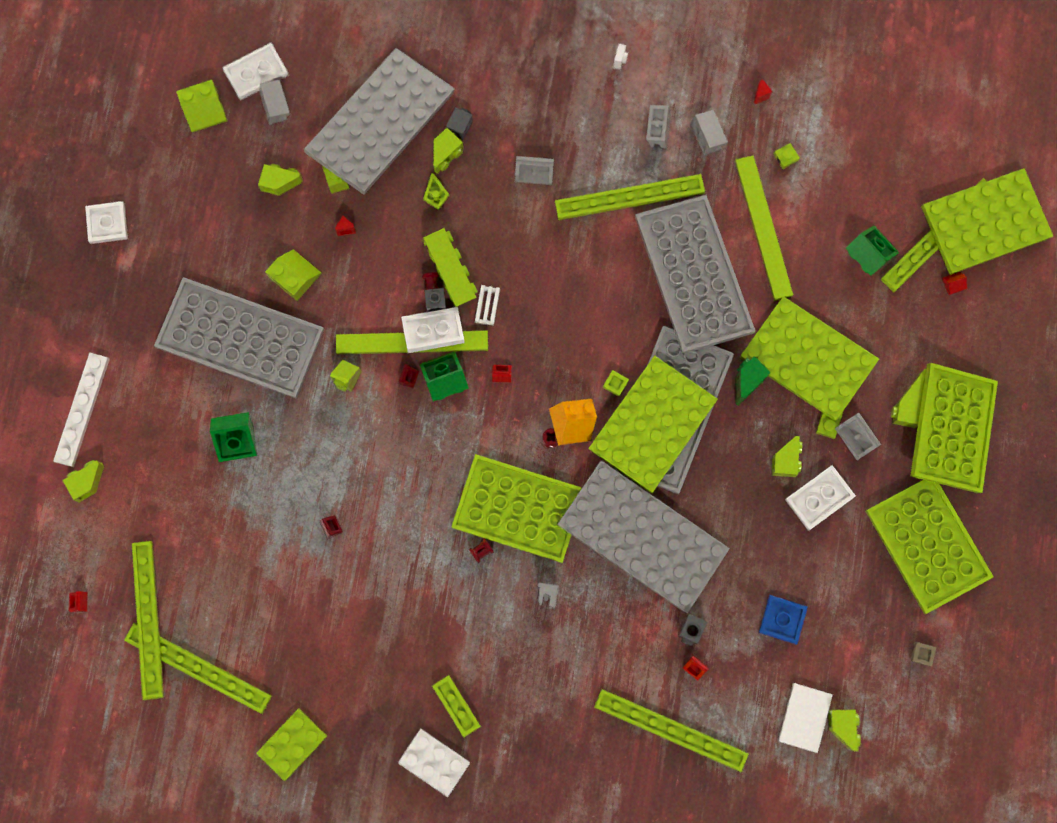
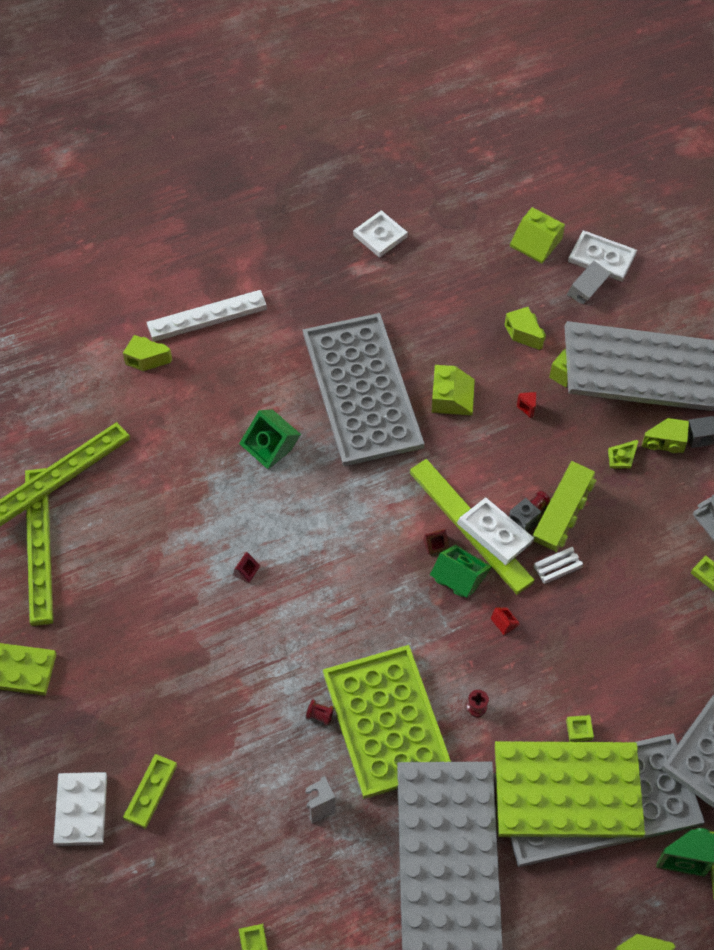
camera: 55 degrees right, 20 degrees down
(78, 601) = (37, 416): red slope -> none
(345, 376) = (394, 487): lime slope -> none
(573, 421) = (510, 710): light orange slope -> none

